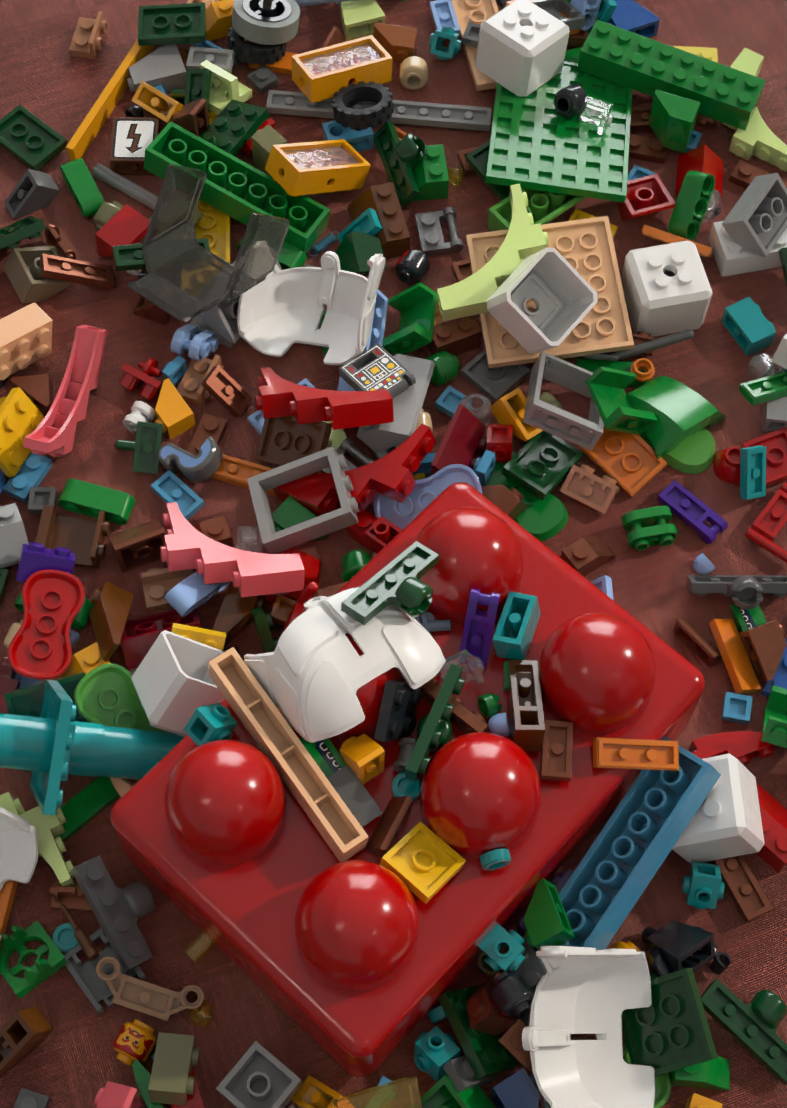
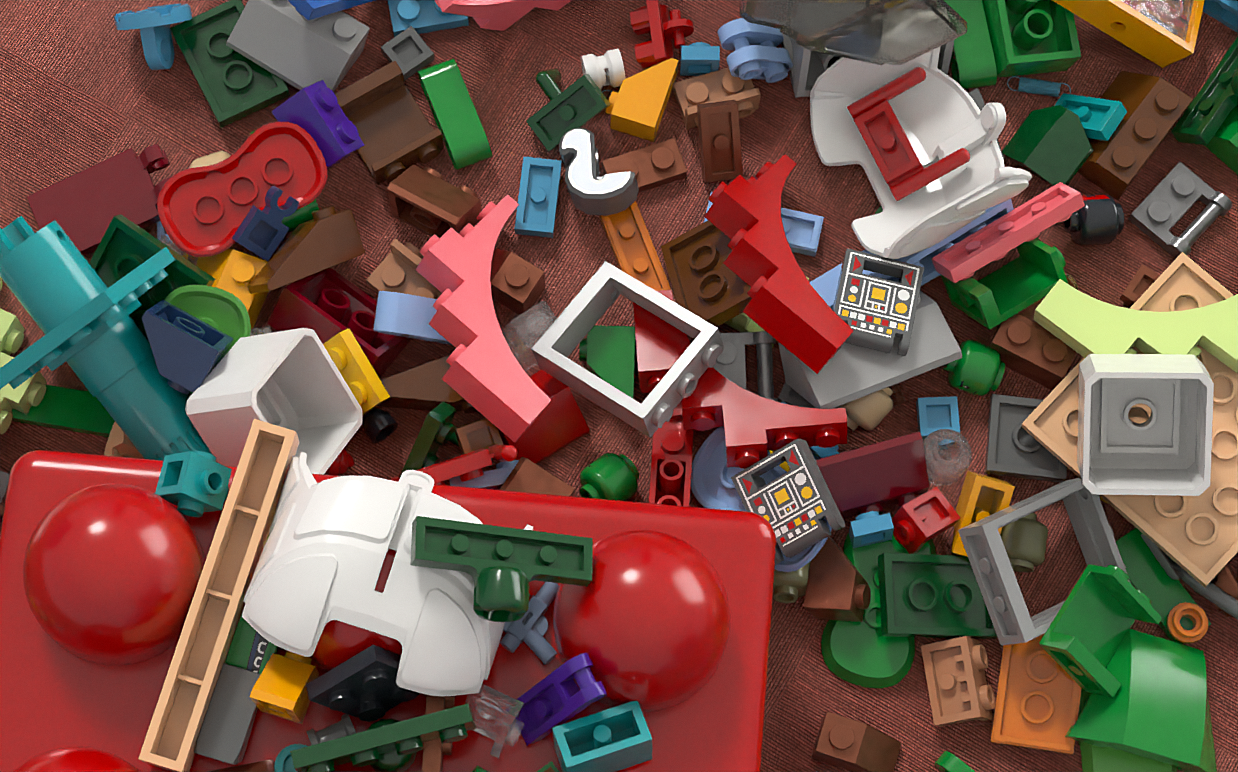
camera: 50 degrees right, 10 degrees up
(77, 627) = (263, 228): none -> dark blue plate
(116, 706) = (183, 346): none -> dark blue slope
(299, 318) = (890, 143): none -> red plate
(390, 300) = (1008, 232): none -> coral plate
(444, 473) = (791, 502): none -> dark grey container

